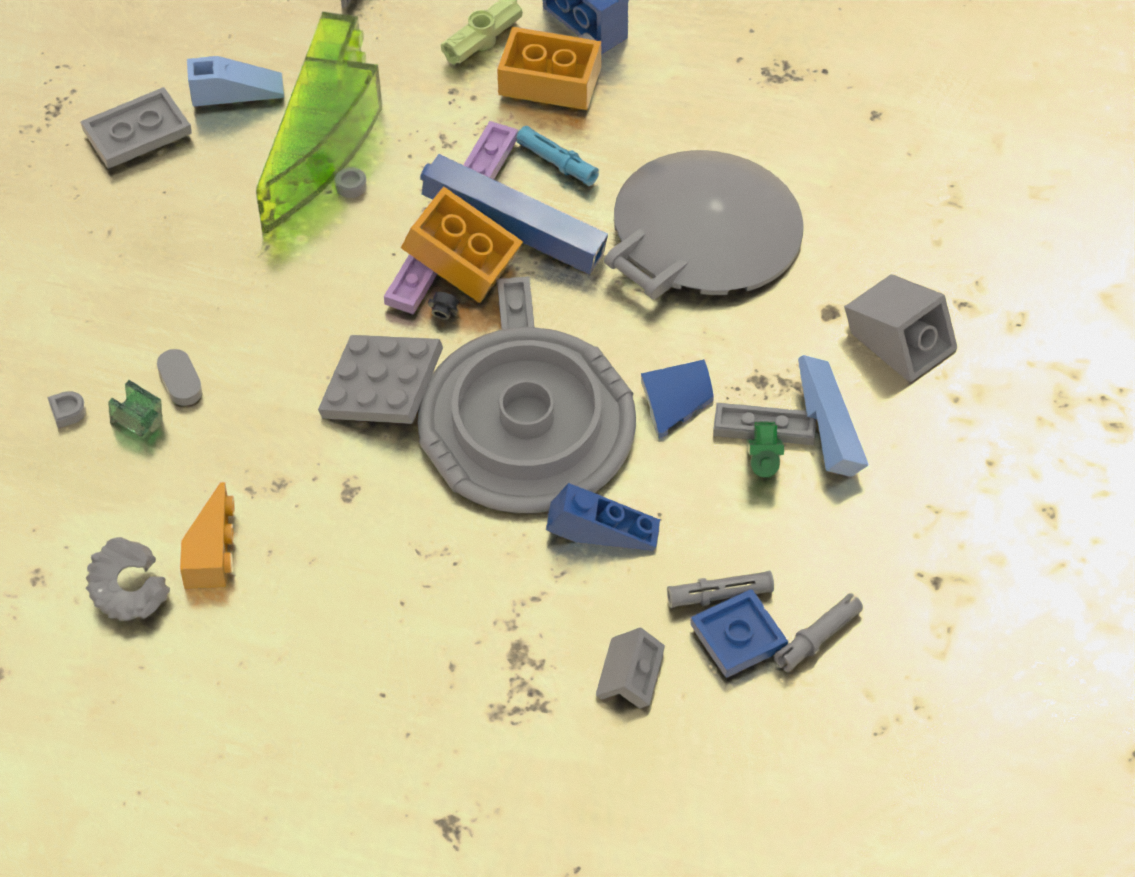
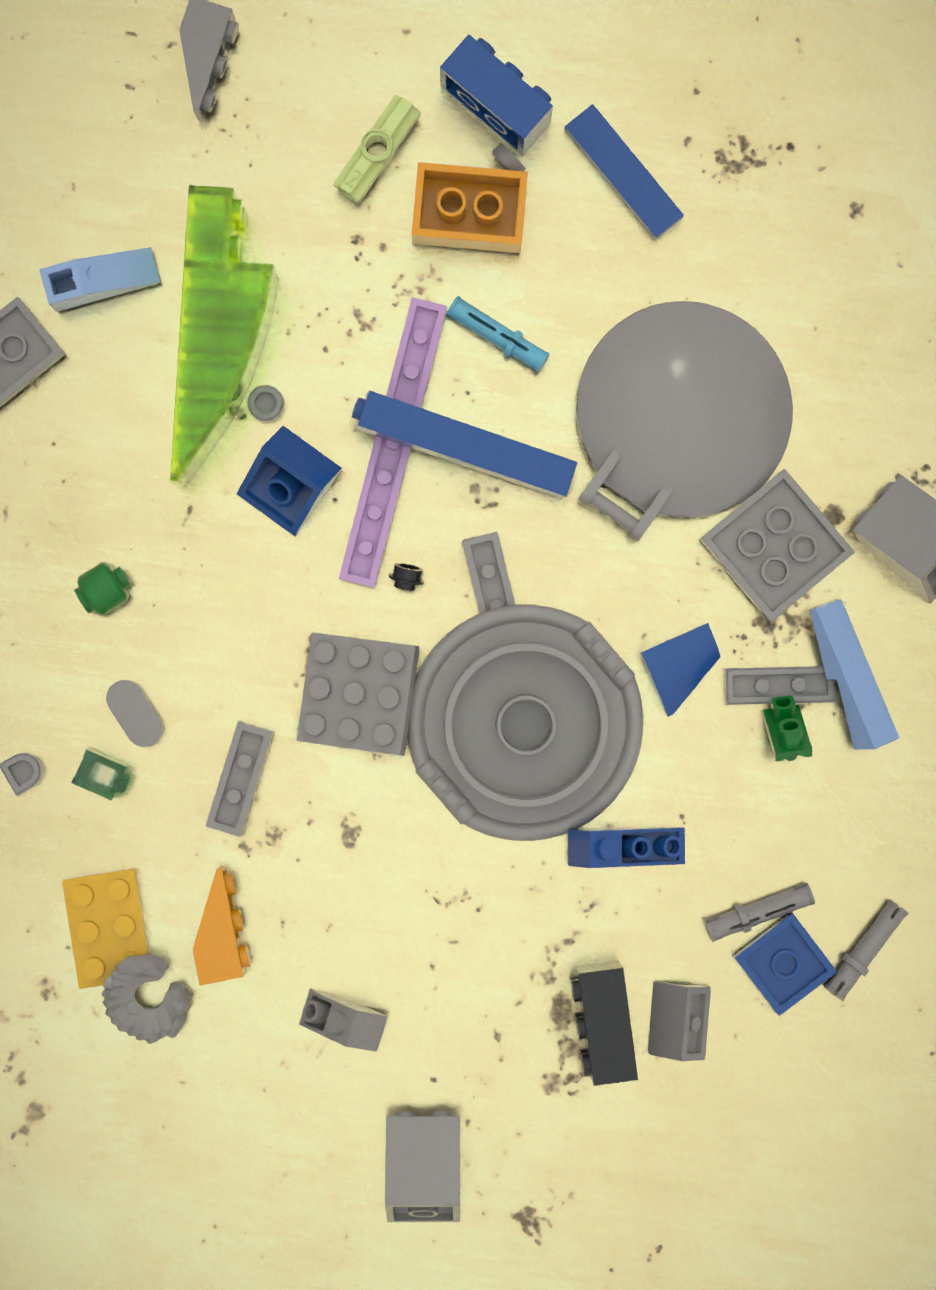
camera: 10 degrees left, 35 degrees up
(104, 515) = (104, 923): none -> yellow plate
(177, 283) = (102, 588): none -> green head
(259, 431) = (239, 779): none -> light grey plate
(308, 624) = (343, 1021): none -> light grey slope
(353, 757) = (422, 1167): none -> light grey slope
(356, 228) = (288, 480): none -> blue slope
(461, 244) = (416, 508): light orange brick -> none
(554, 645) = (604, 1023): none -> black brick
(683, 69) = (624, 171): none -> blue tile
(776, 320) = (777, 545): none -> light grey plate

